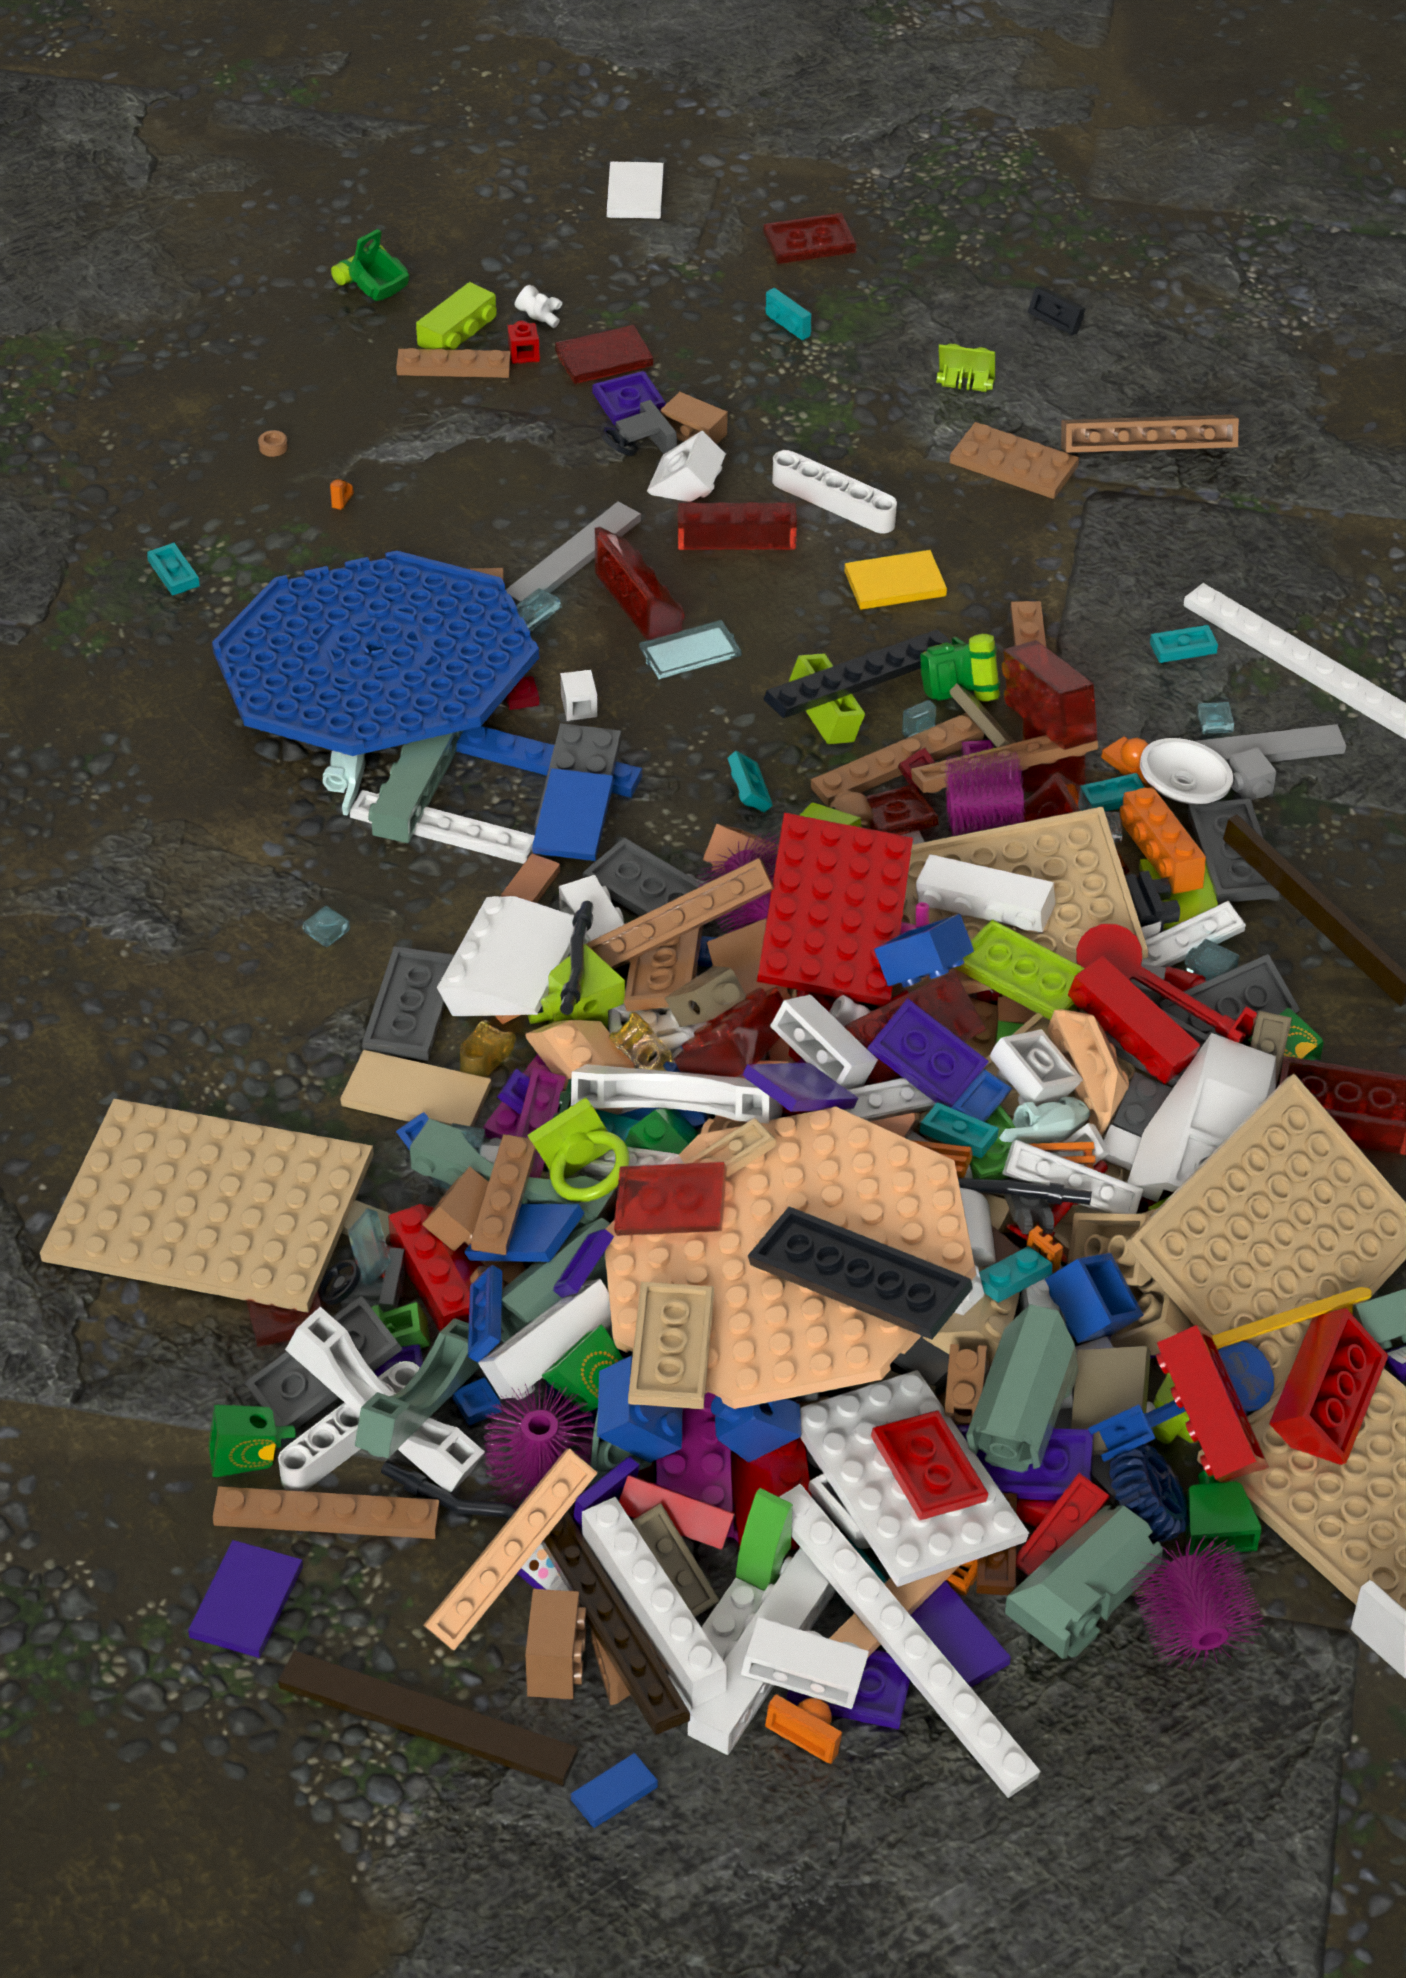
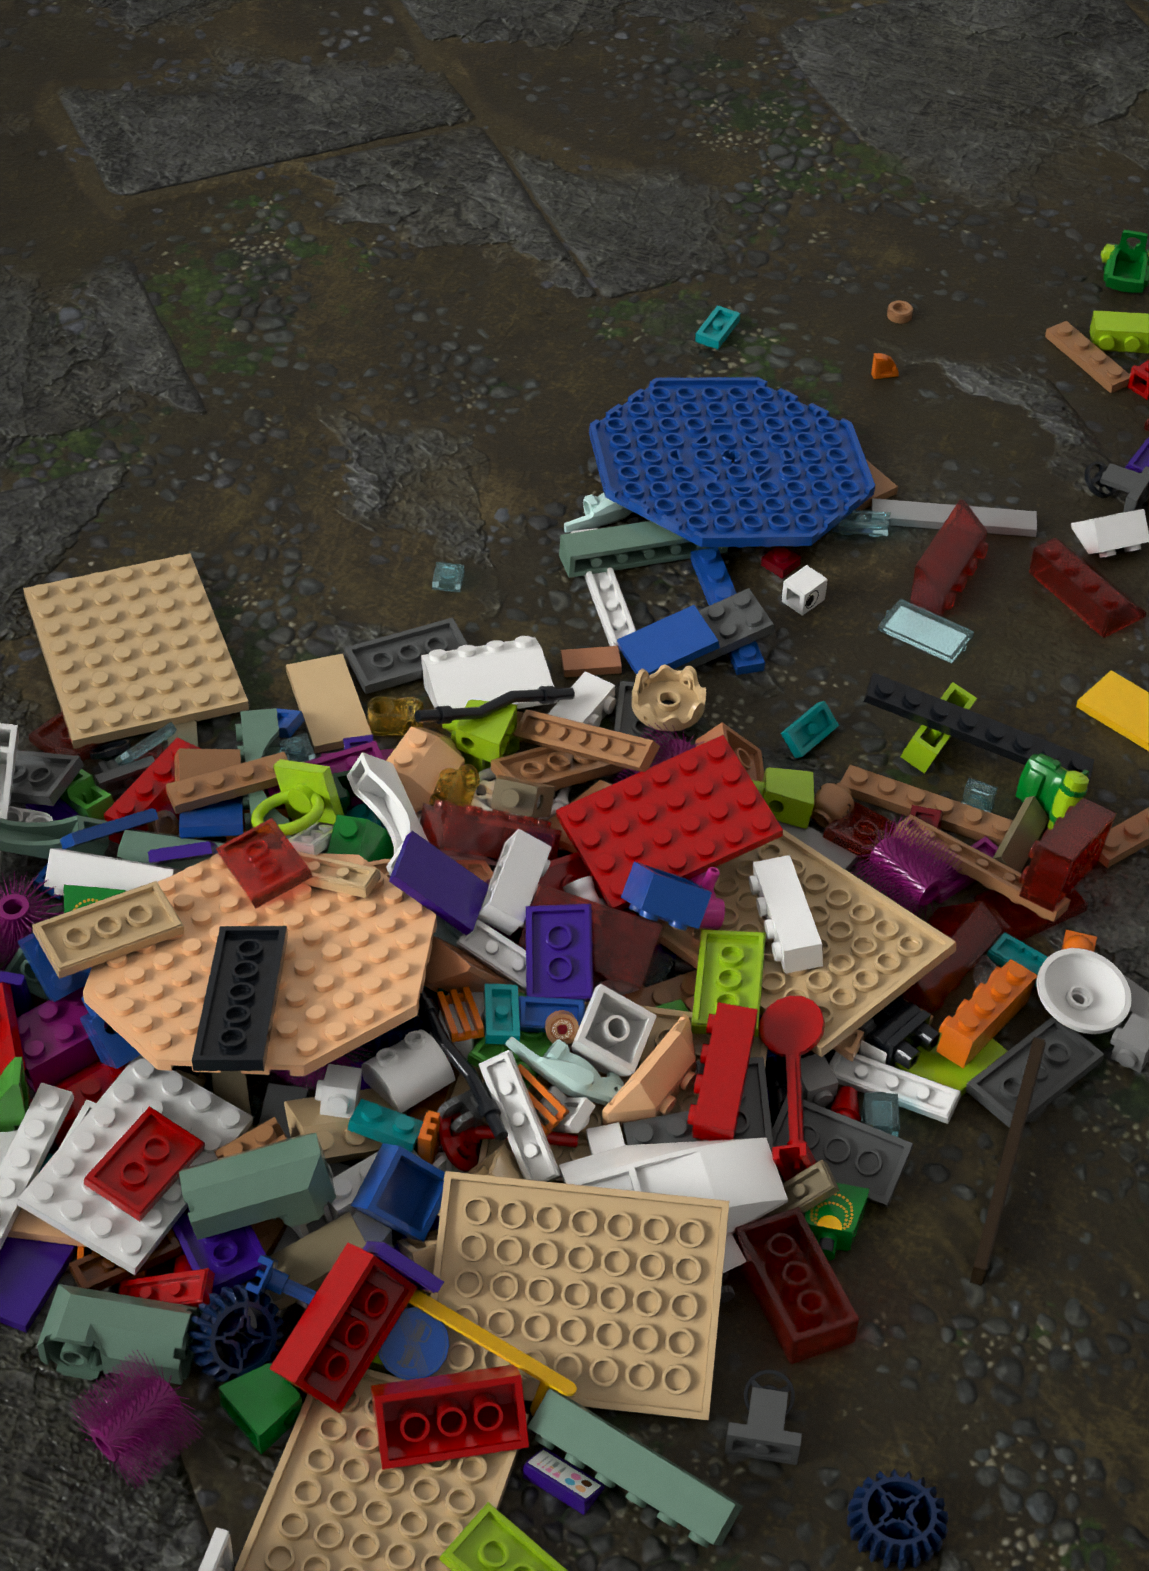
camera: 55 degrees right, 0 degrees up
(642, 833) = (673, 685): none -> tan plate
(1005, 1098) = (561, 1026): none -> medium nougat tile
(1209, 1318) = (404, 1266): none -> dark purple tile

